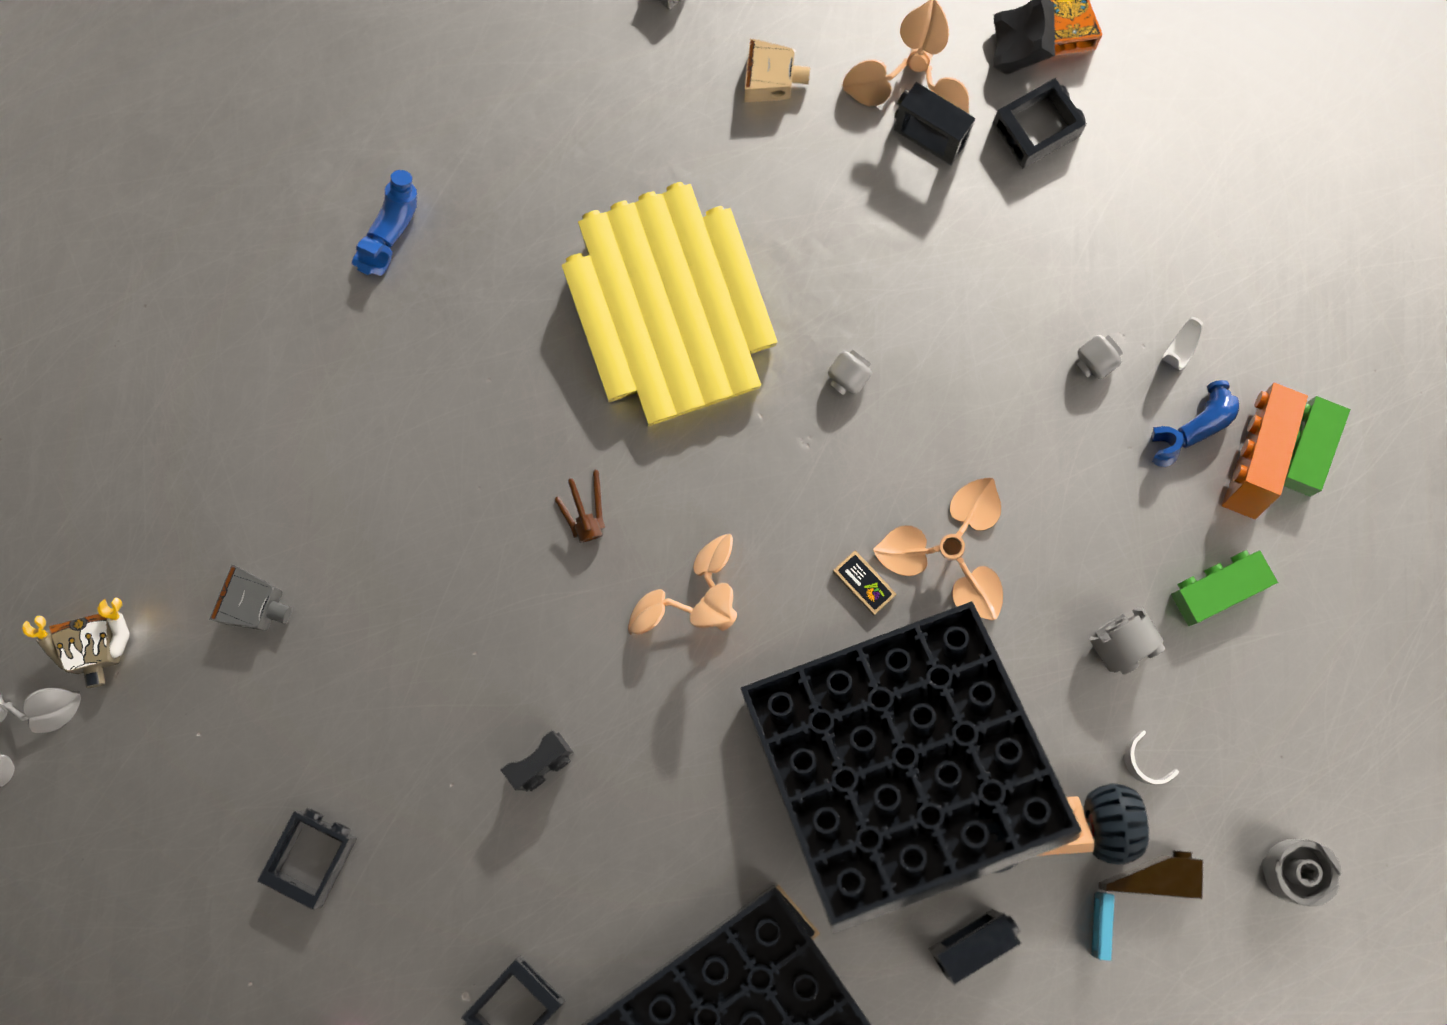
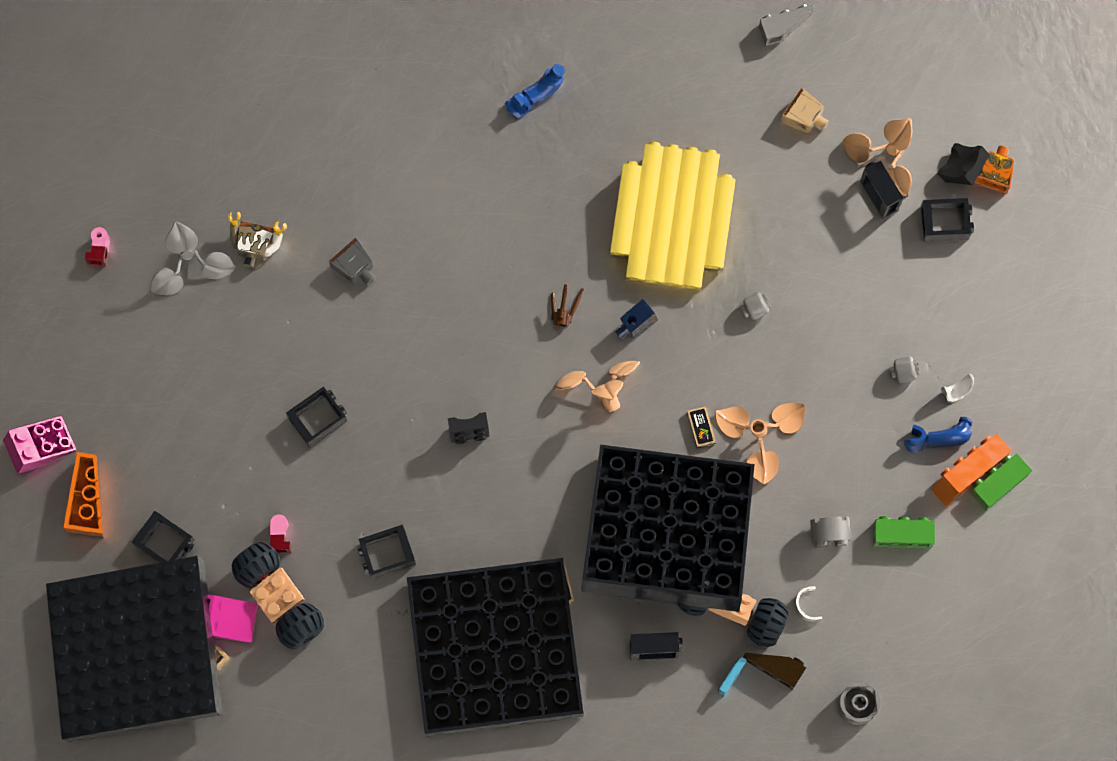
camera: 25 degrees right, 5 degrees down
(698, 465) = (641, 314): none -> dark blue torso

